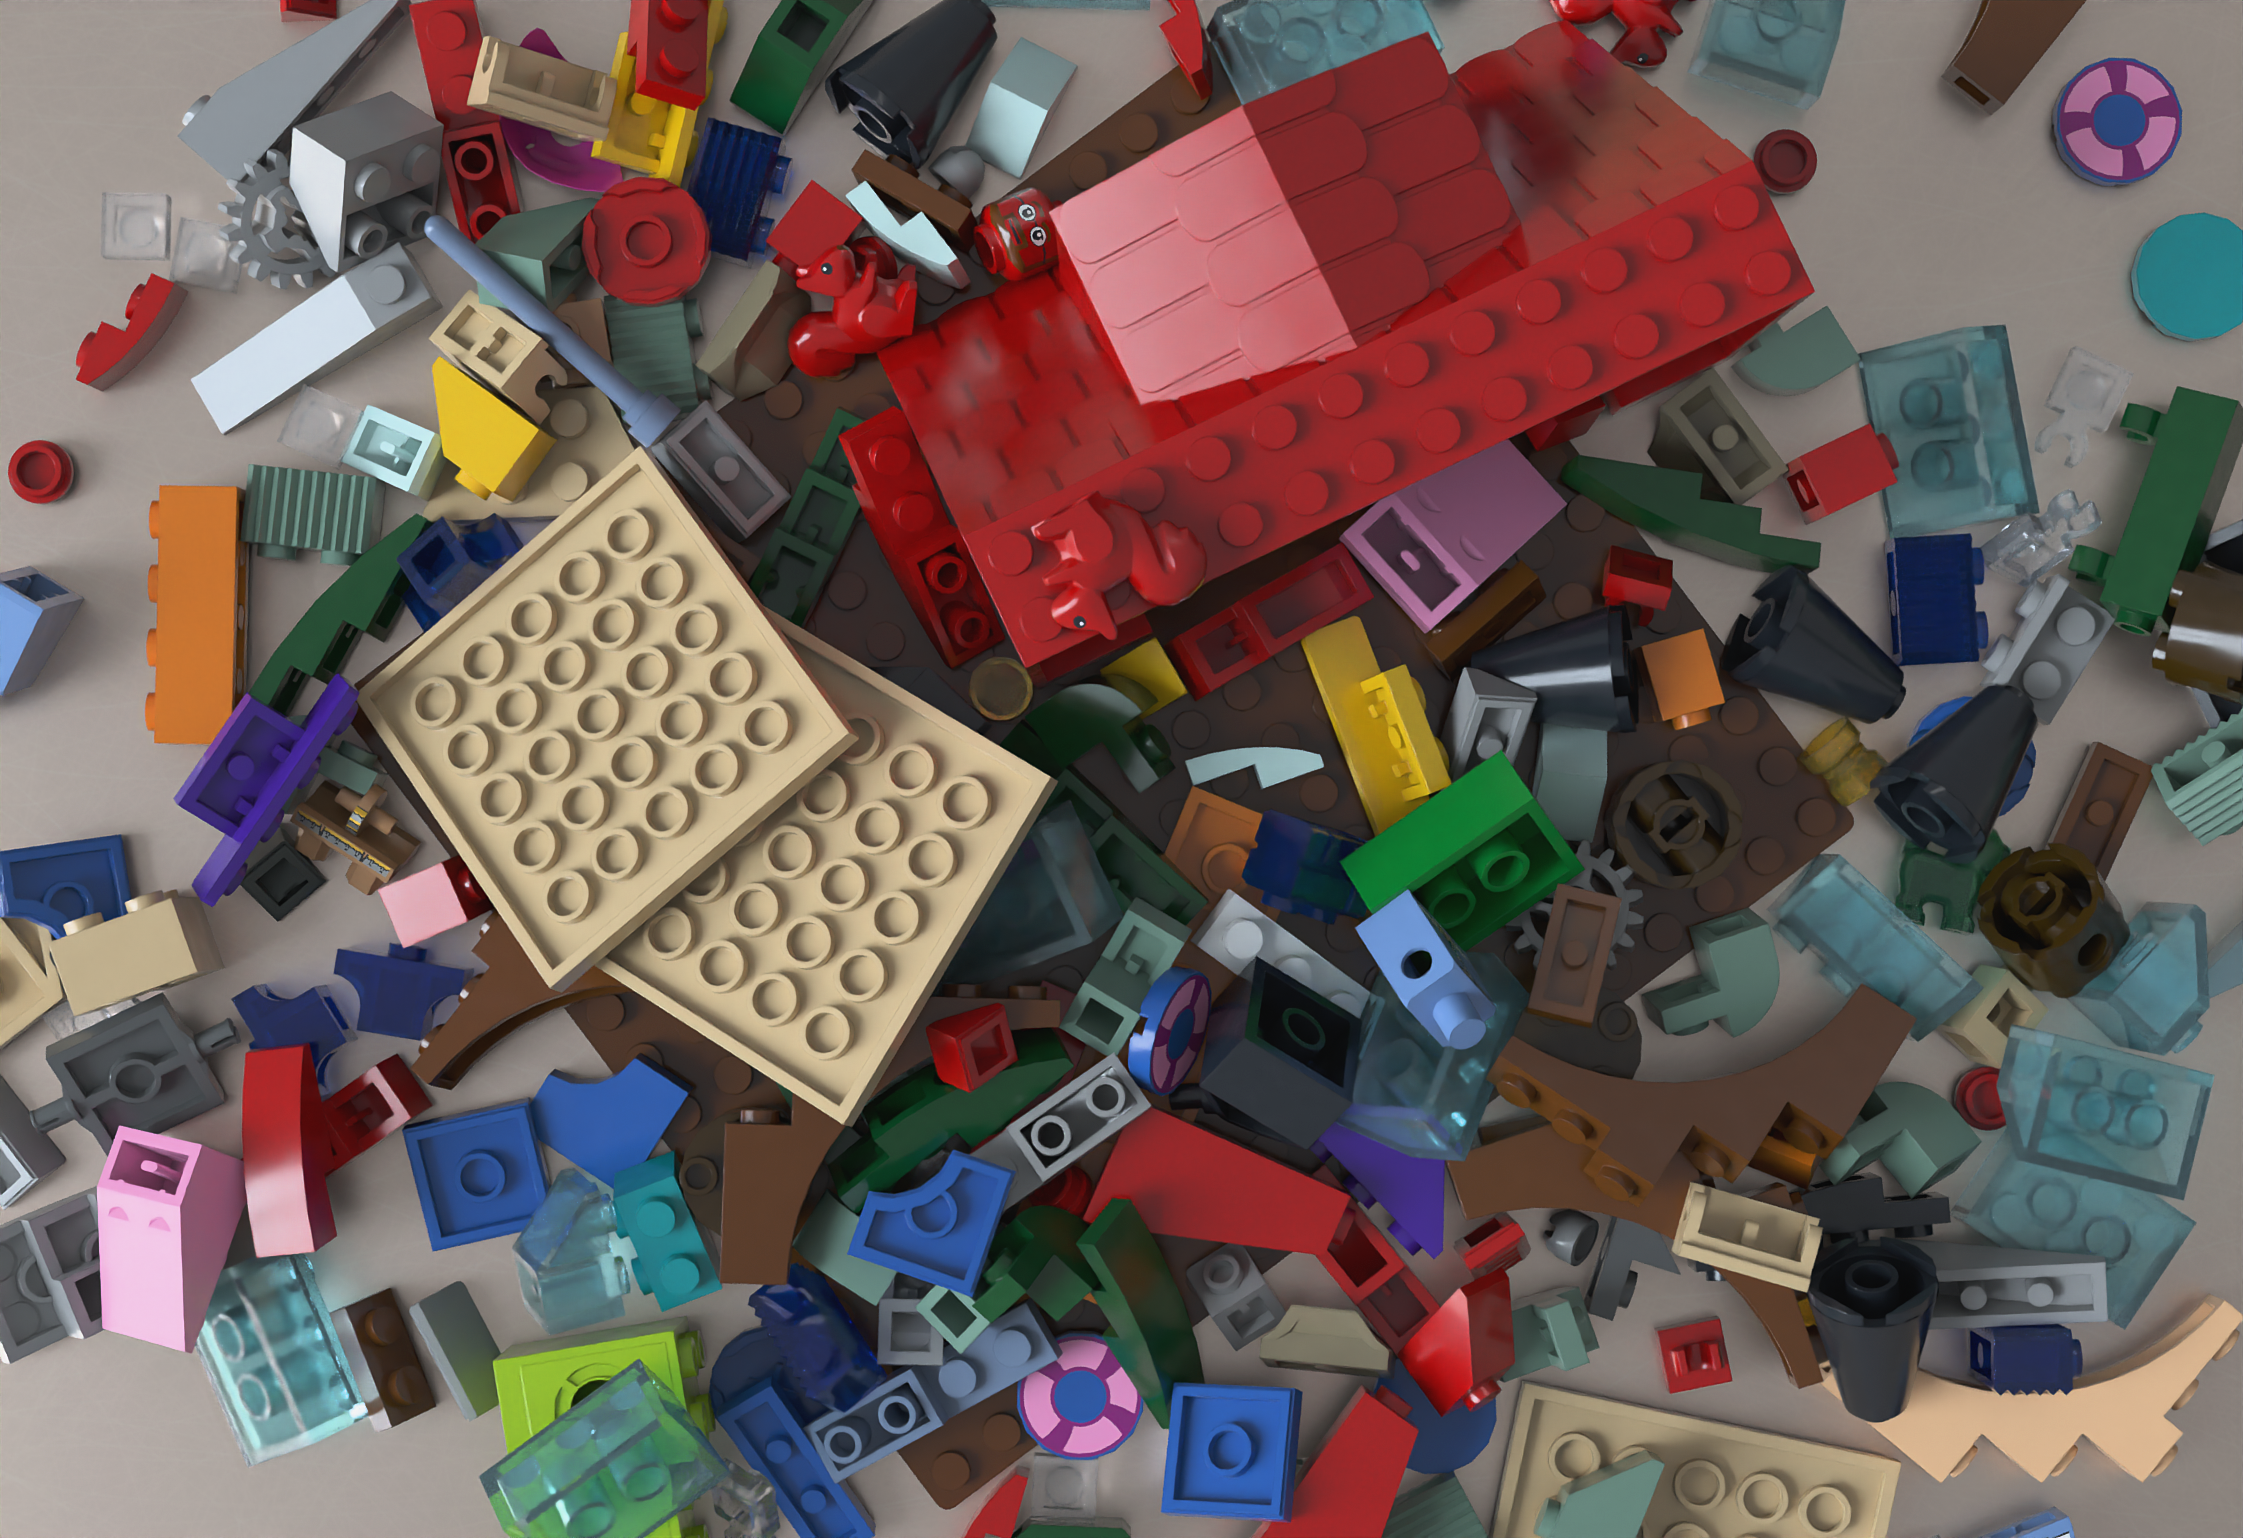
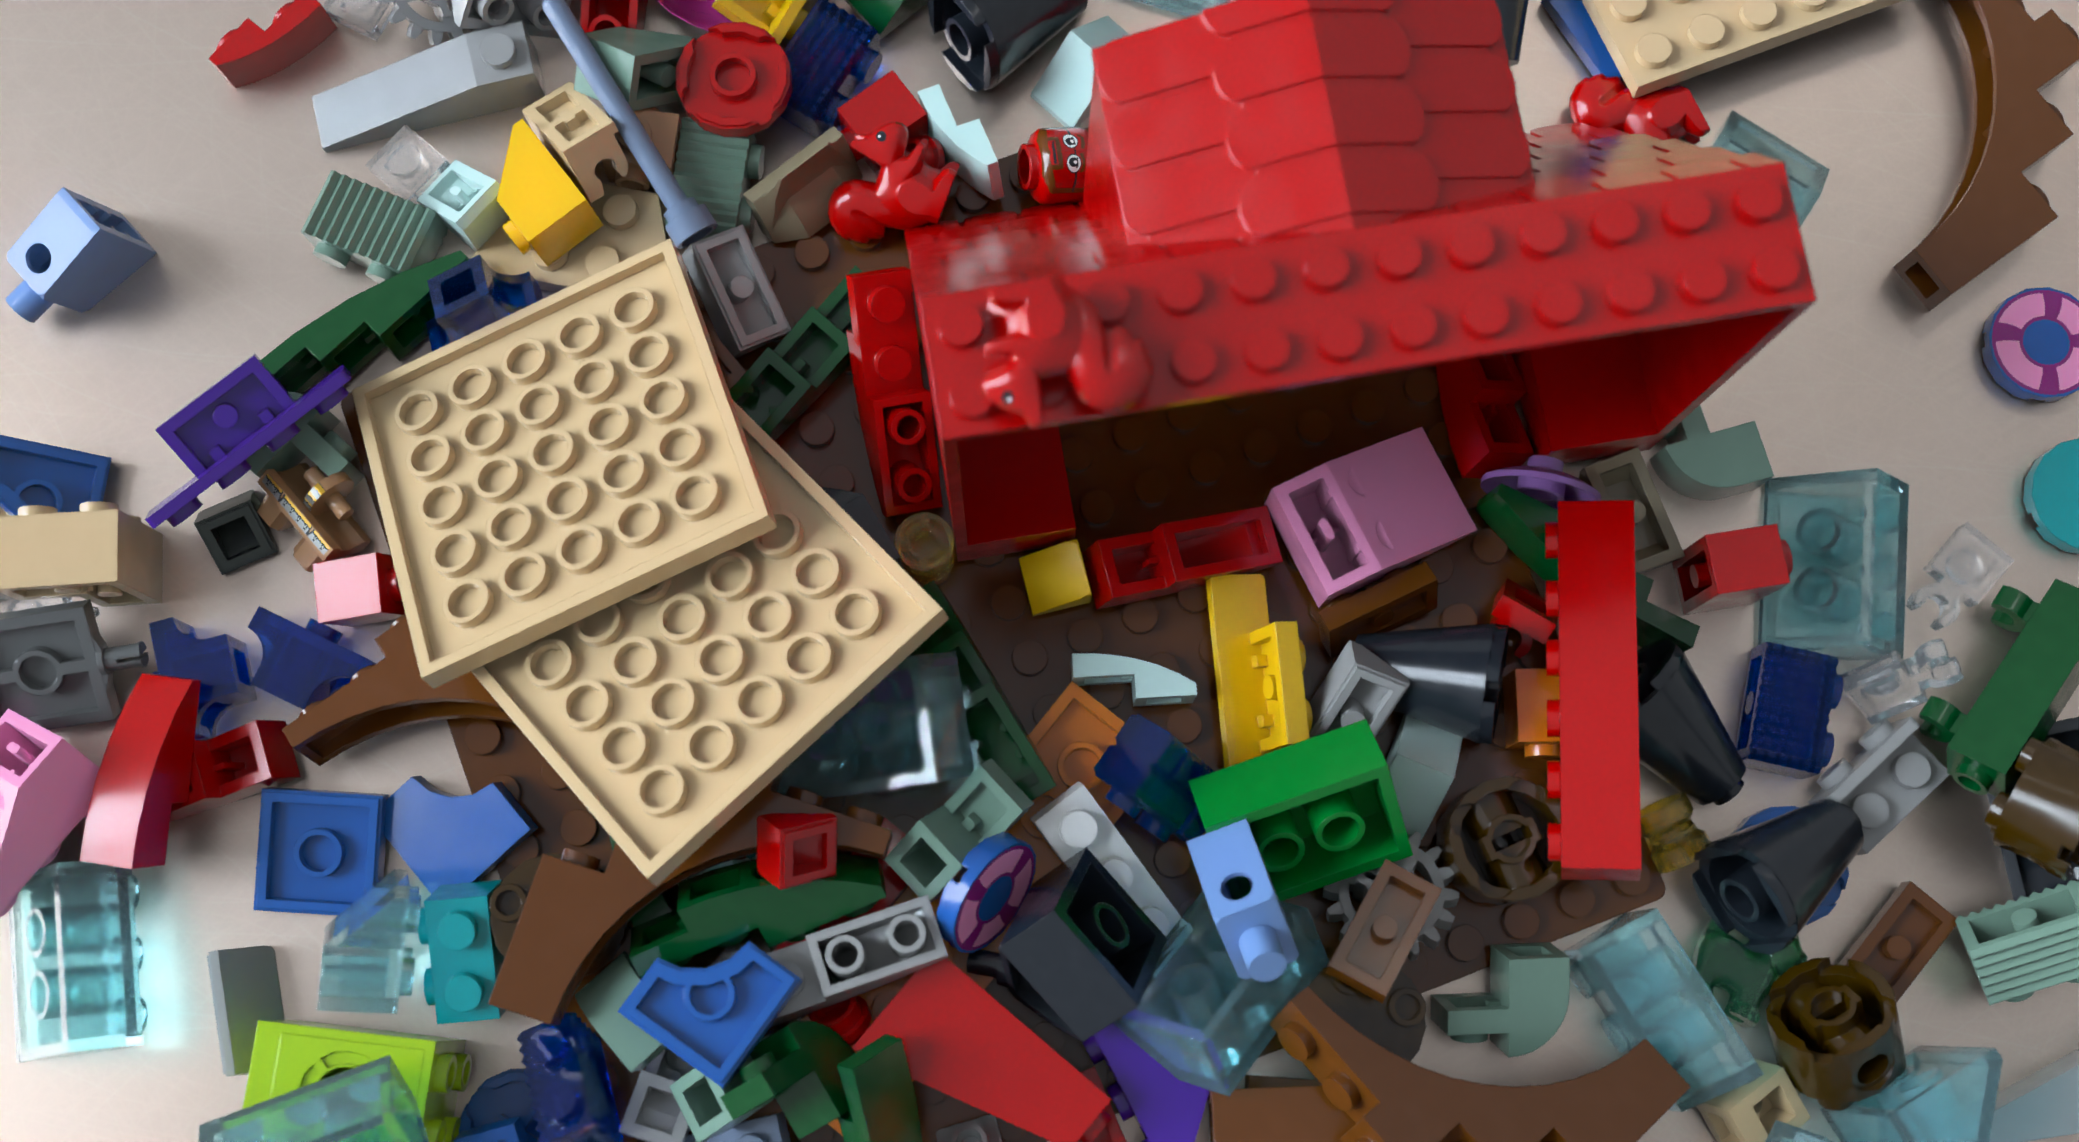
camera: 15 degrees right, 10 degrees down
(40, 472) = (156, 135): red plate -> none
(199, 612) = (245, 280): orange brick -> none
(382, 1360) = (171, 996): reddish brown plate -> none
(902, 191) = (970, 102): reddish brown plate -> none
(959, 169) = (1021, 106): light grey hinge -> none
(1108, 712) = (1007, 591): dark green brick -> none
(1621, 436) = (1541, 480): none -> medium lavender dish
(1725, 652) = (1596, 692): none -> red brick

